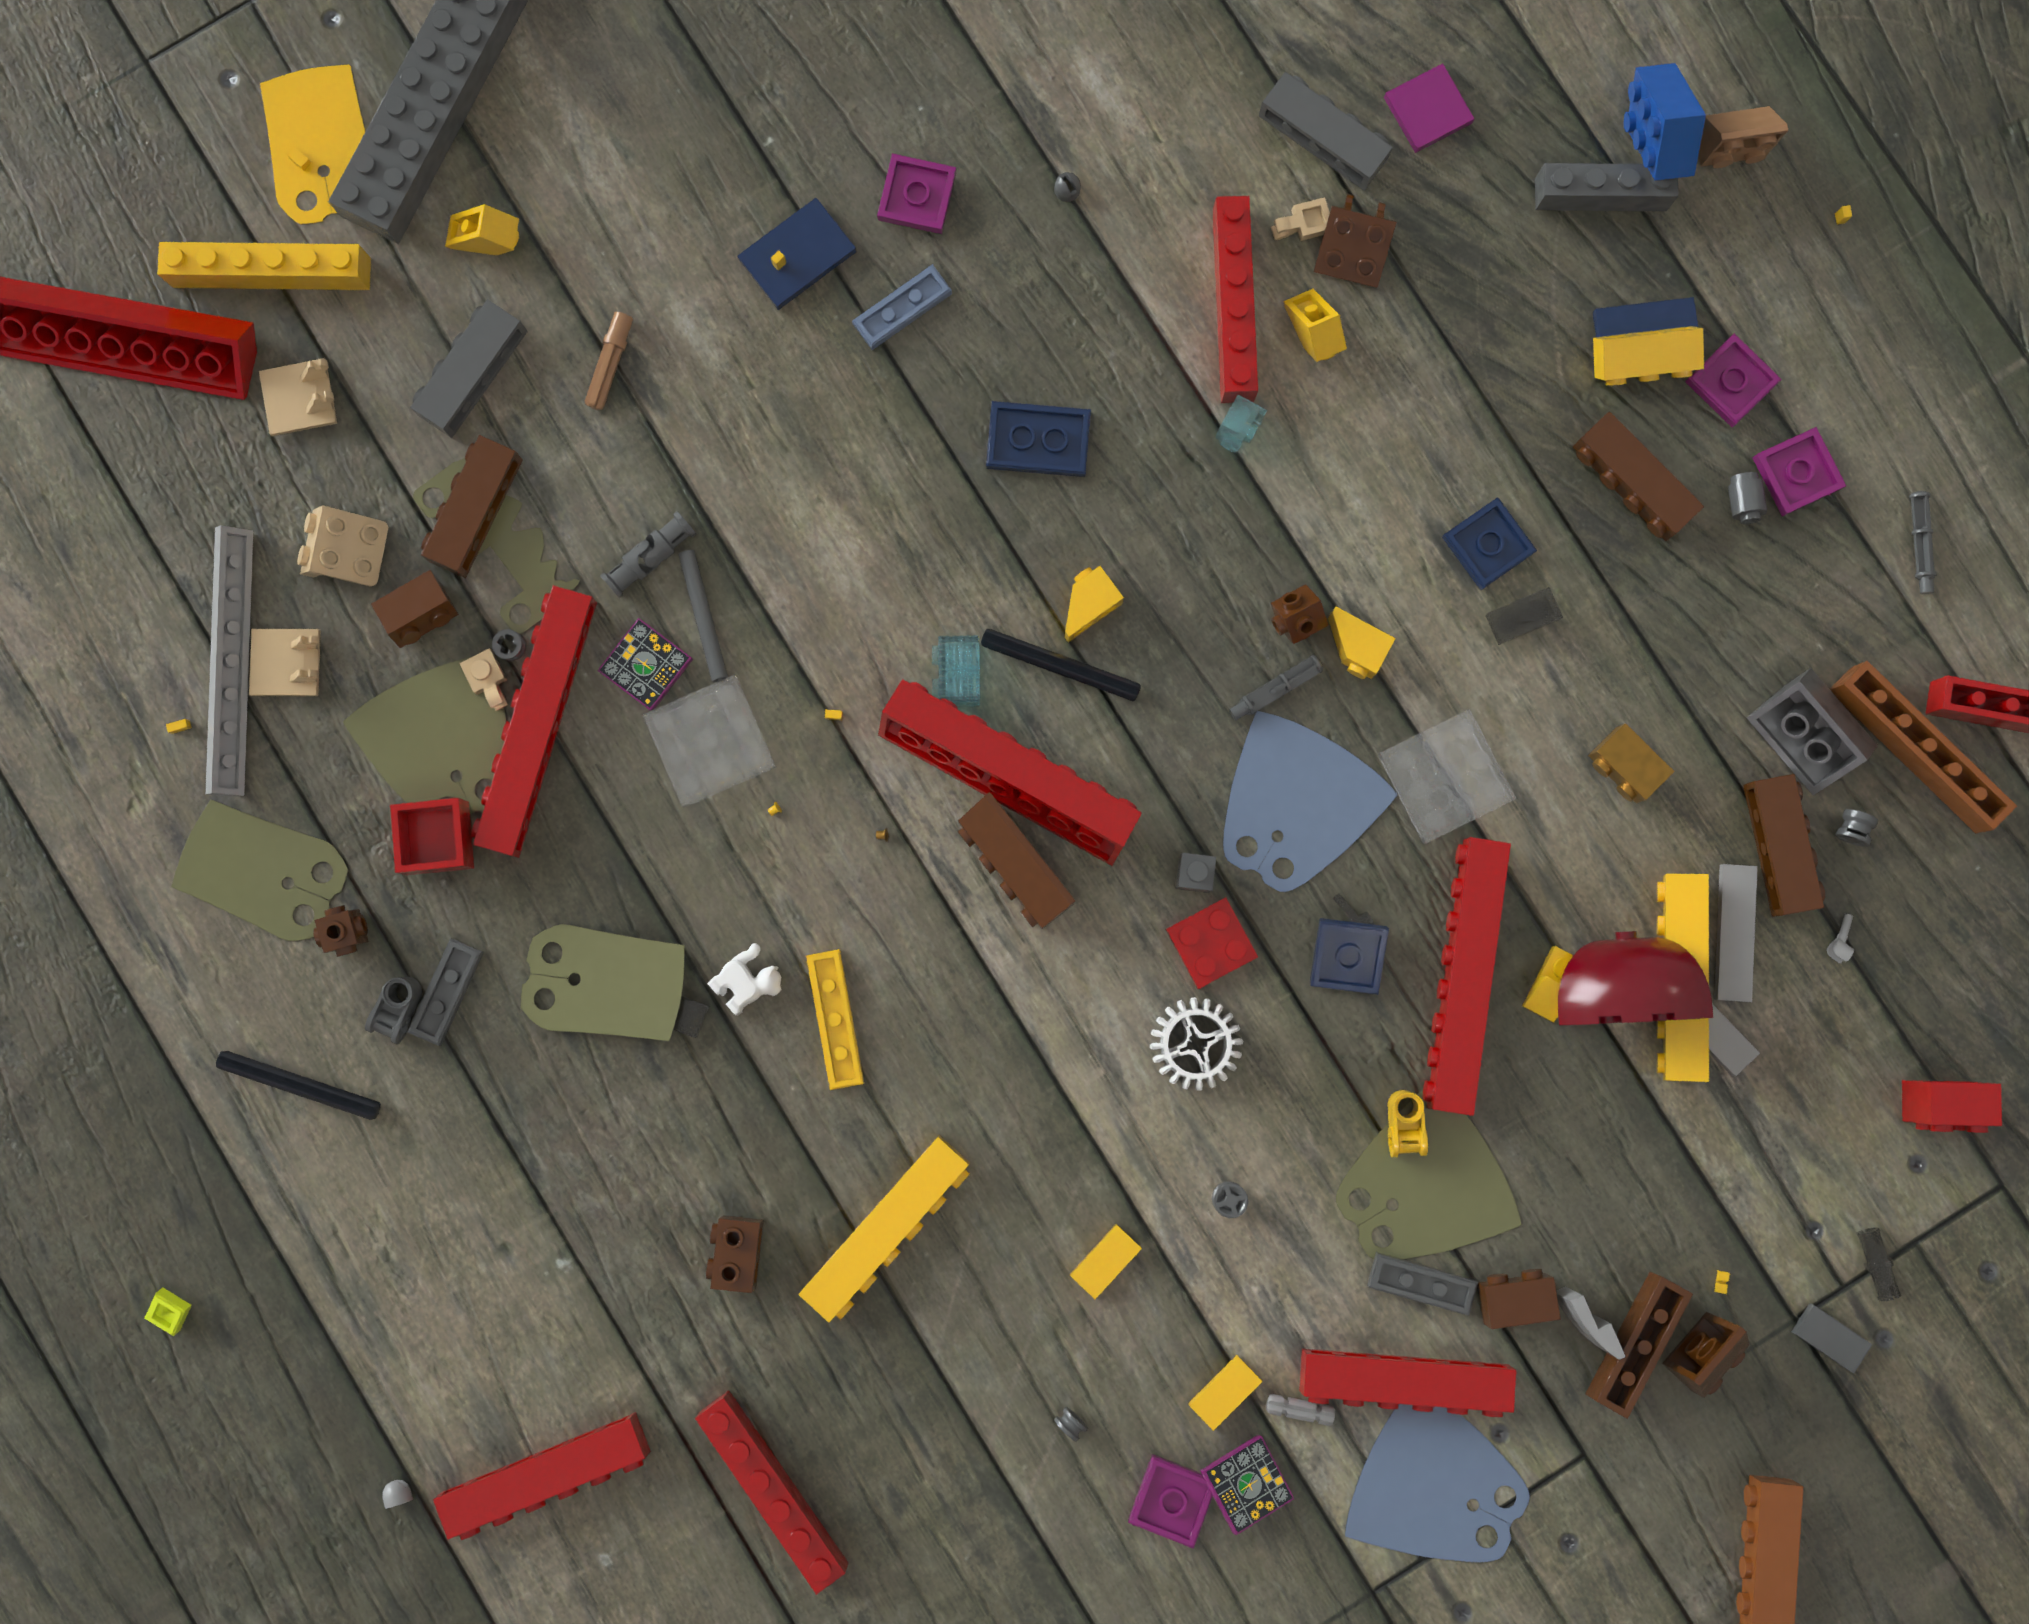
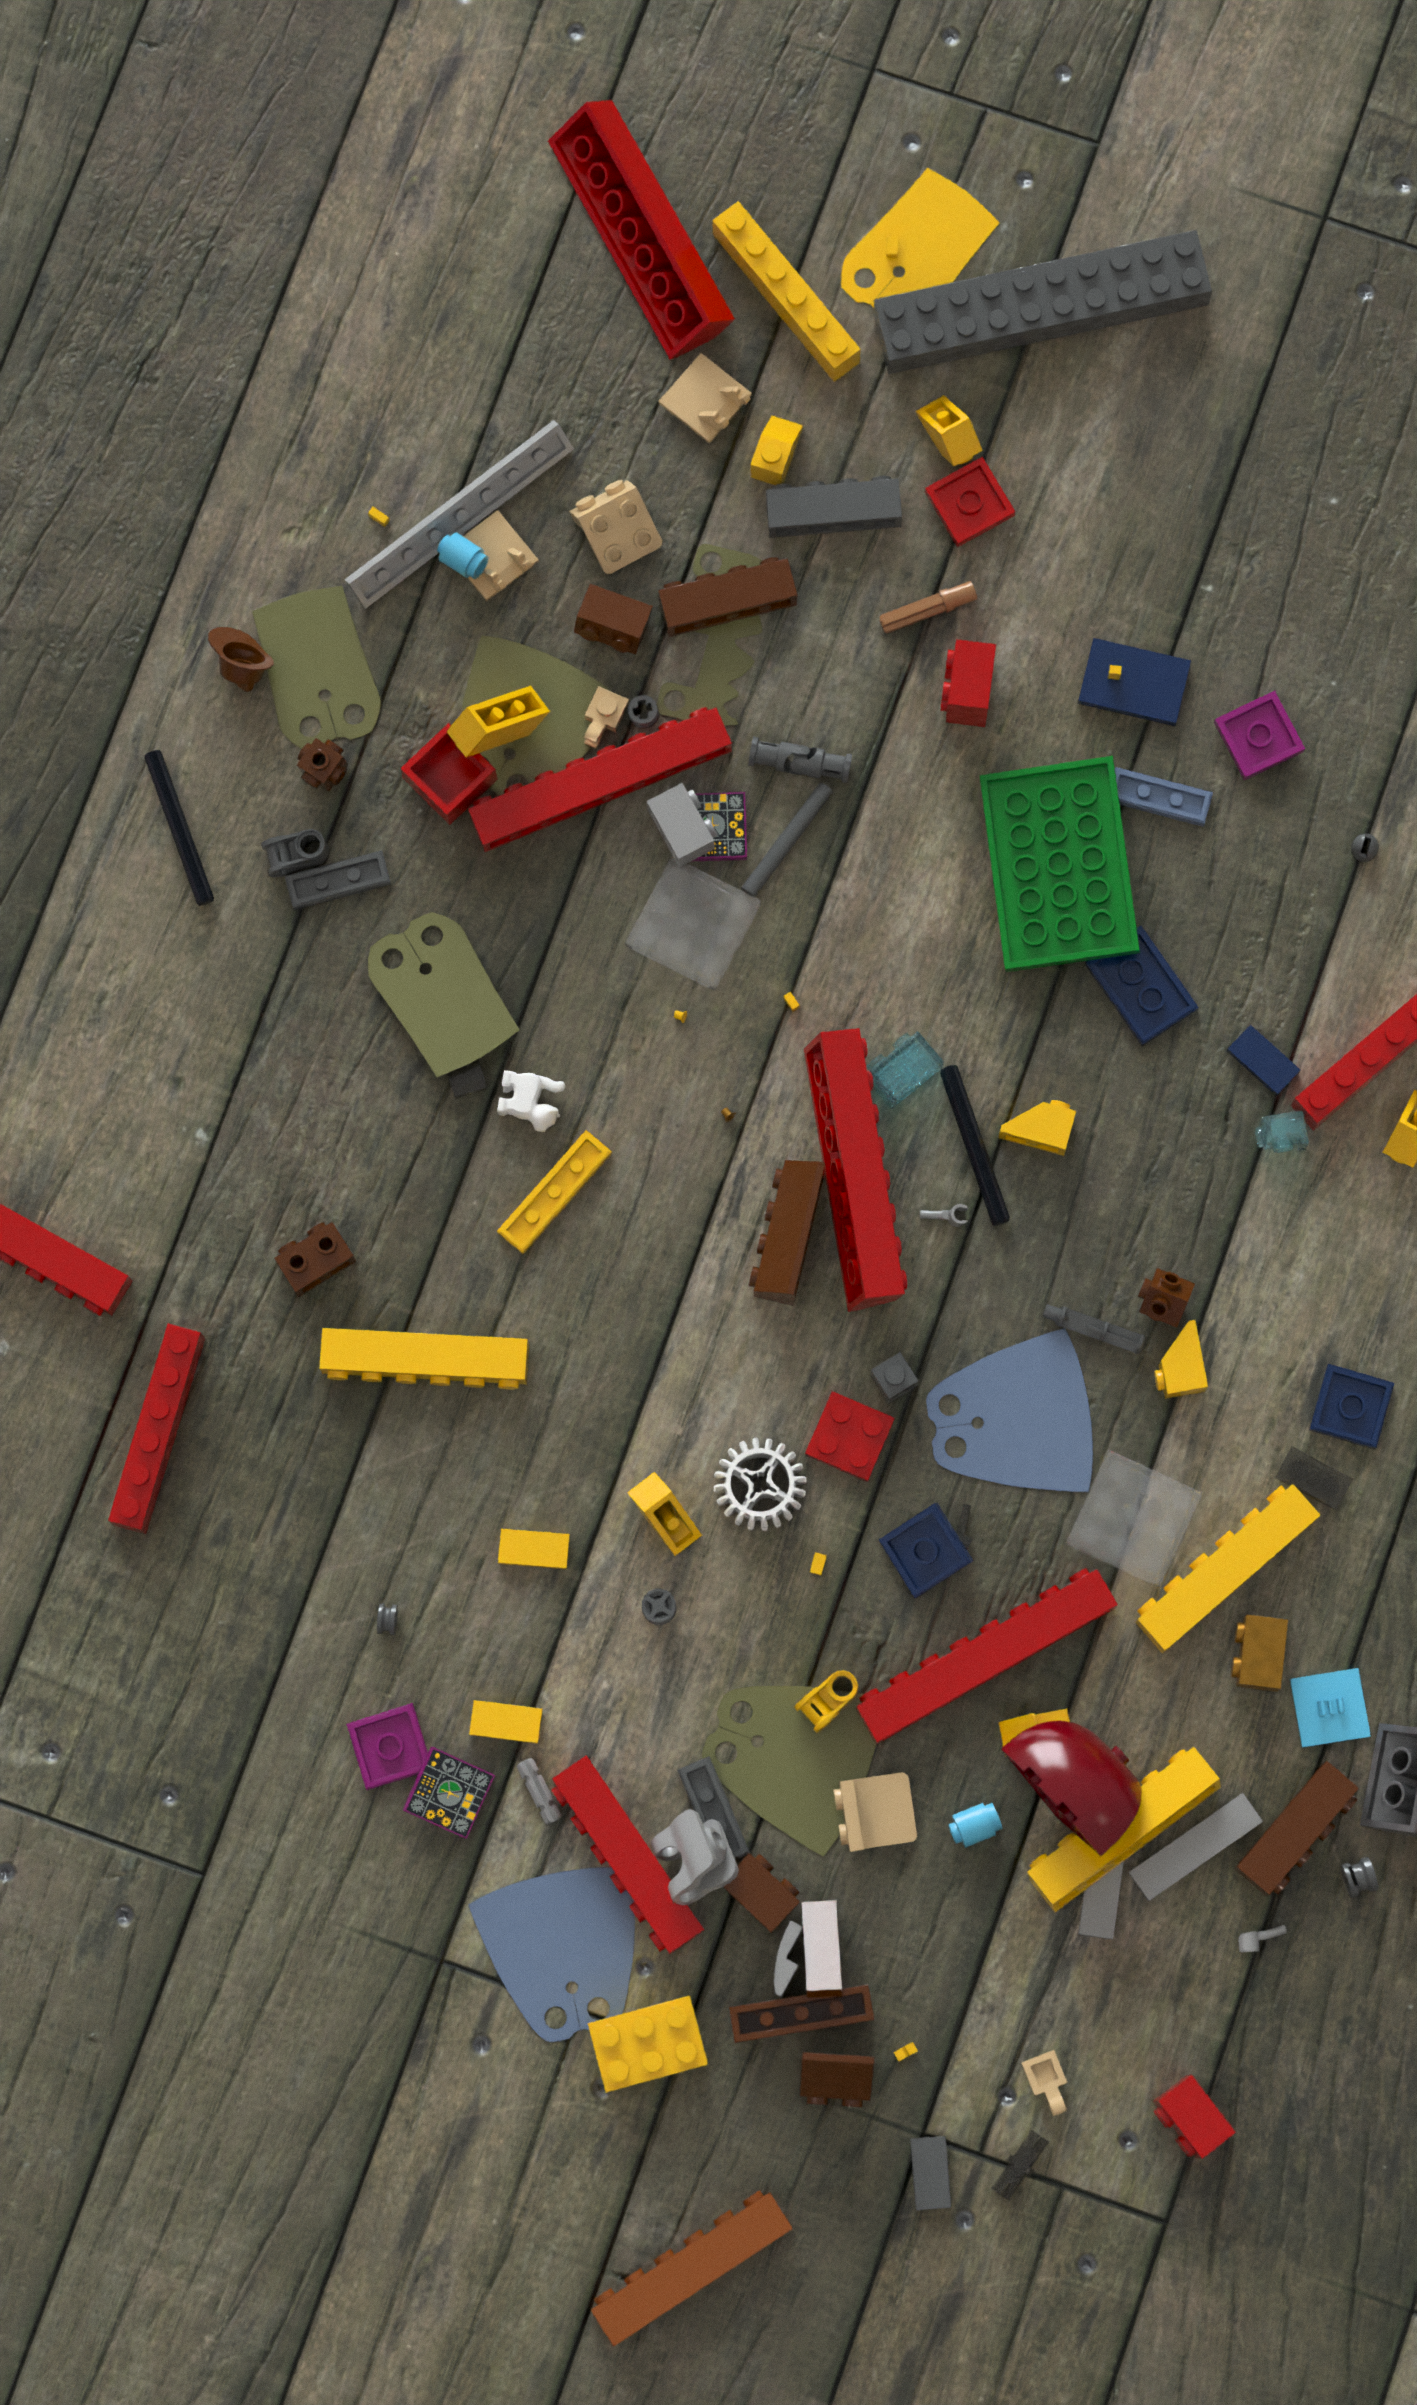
camera: 55 degrees right, 5 degrees down
(198, 927) = (240, 657): none -> reddish brown piece
(264, 685) = (462, 555): none -> medium azure brick
(386, 377) = (775, 450): none -> yellow slope
(421, 765) = (498, 721): none -> yellow brick
(551, 262) = (970, 501): none -> red plate
(624, 687) = (681, 824): none -> light grey brick
(696, 374) = (970, 685): none -> red piece
(894, 422) = (1059, 864): none -> green plate
(1096, 731) = (945, 1215): none -> light grey hand
(1159, 1137) = (664, 1513): none -> yellow slope
(1171, 394) = (1263, 1060): none -> dark blue tile
(1291, 1047) = (818, 1564): none -> yellow piece
(1459, 1323) = (704, 1854): none -> light grey piece
(1522, 1158) = (876, 1811): none -> tan bracket
(1542, 736) = (1227, 1568): none -> yellow brick
(1568, 1484) = (647, 2043): none -> yellow brick
(1591, 1089) = (975, 1824): none -> medium azure brick
(1602, 1288) = (821, 1949): none -> tile
(1706, 745) = (1330, 1707): none -> medium azure piece
(1829, 1191) = (1045, 2077): none -> tan plate

